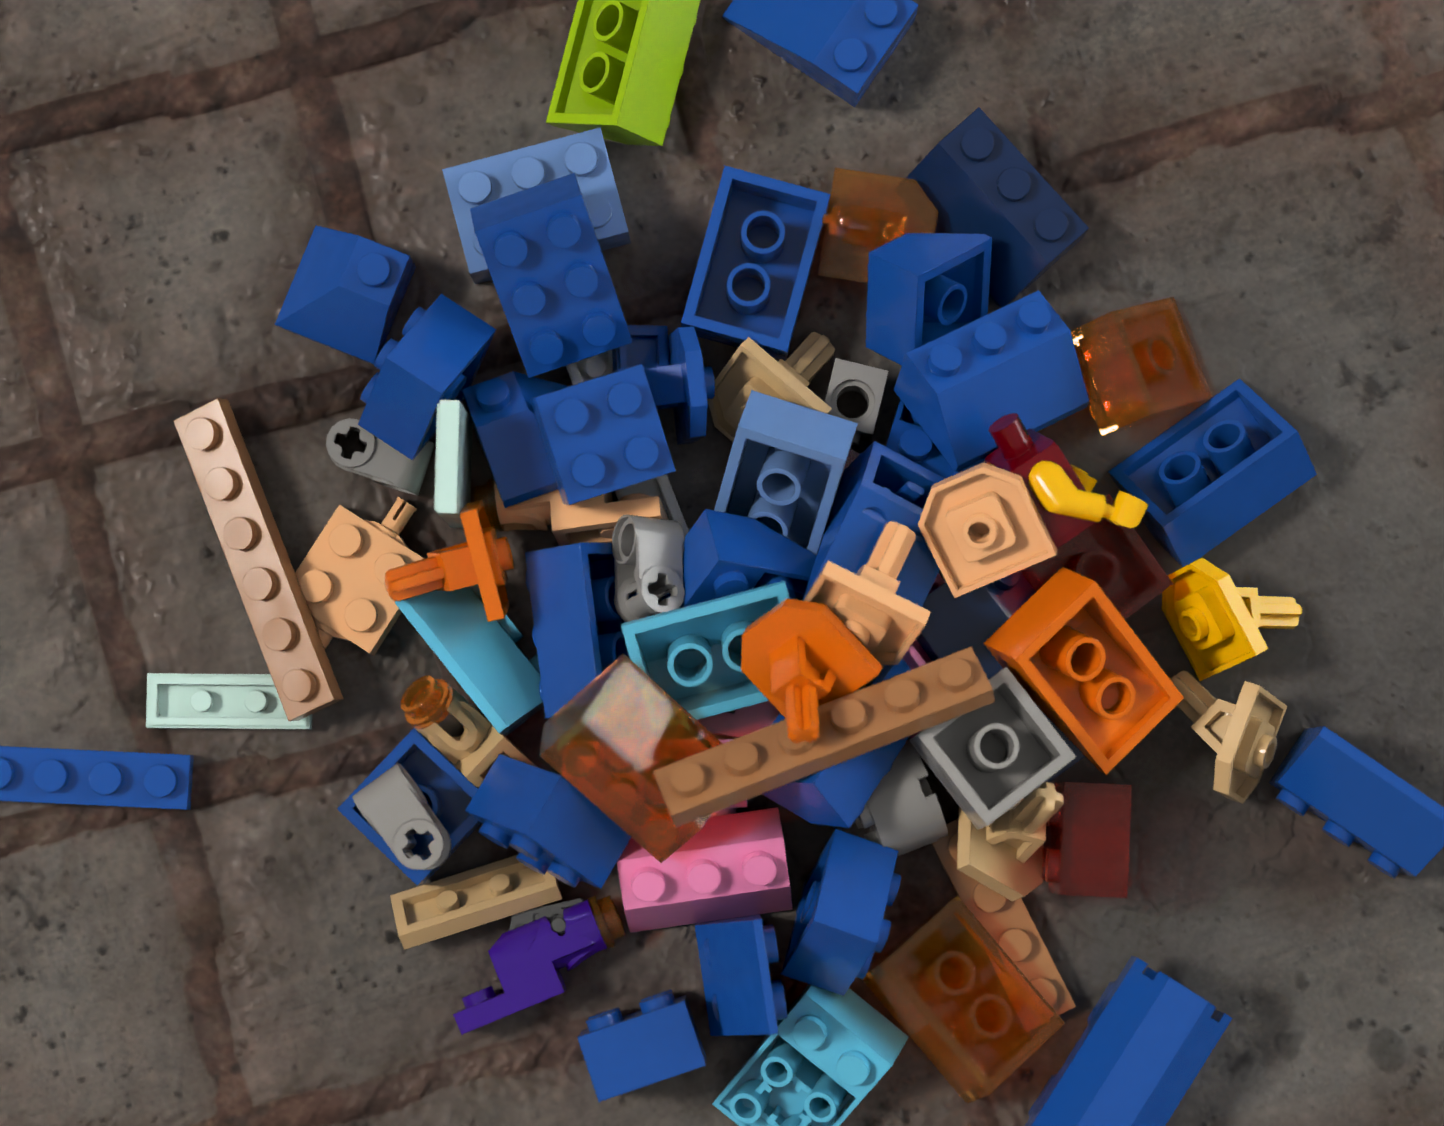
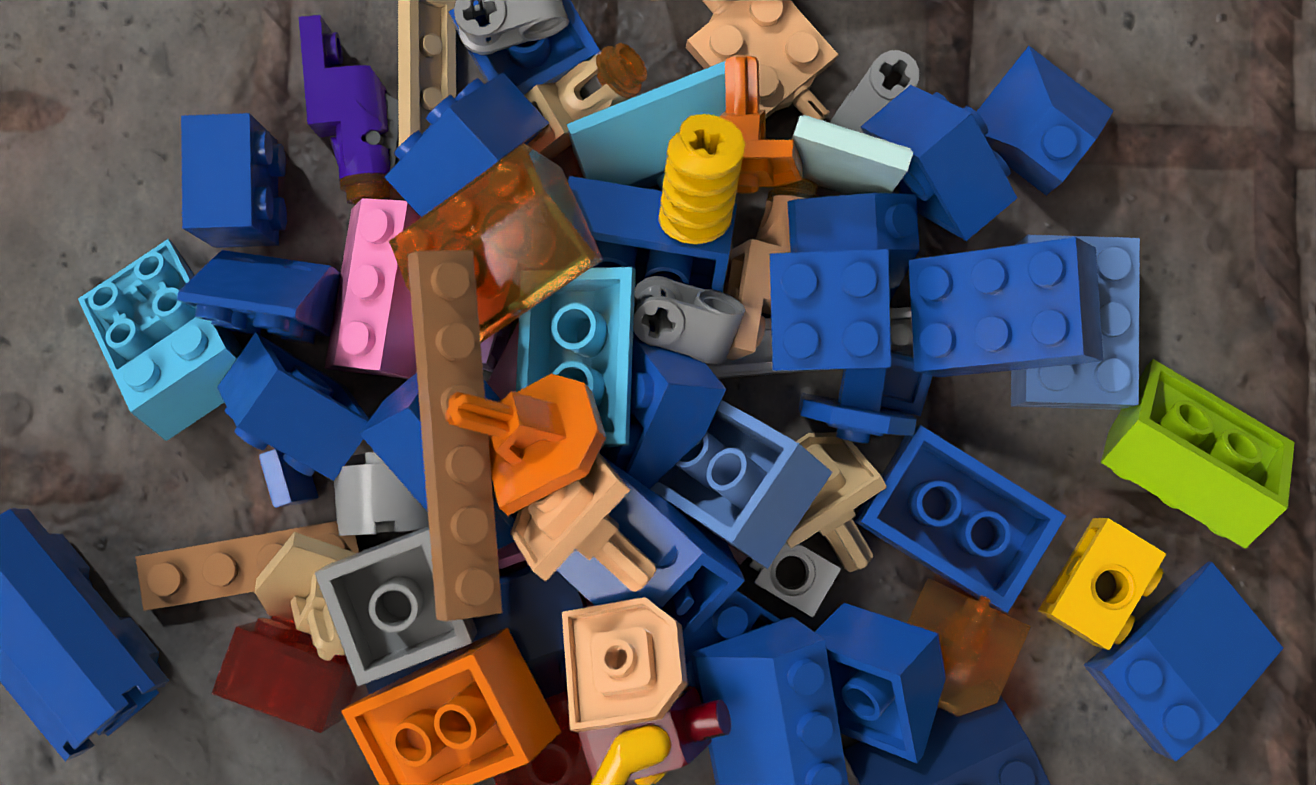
camera: 105 degrees right, 0 degrees up
(523, 585) = (701, 179): none -> yellow piece
(796, 135) = (1073, 596): none -> yellow brick
(911, 906) = (284, 482): none -> blue tile
(963, 1001) = (177, 504): clear orange slope -> none

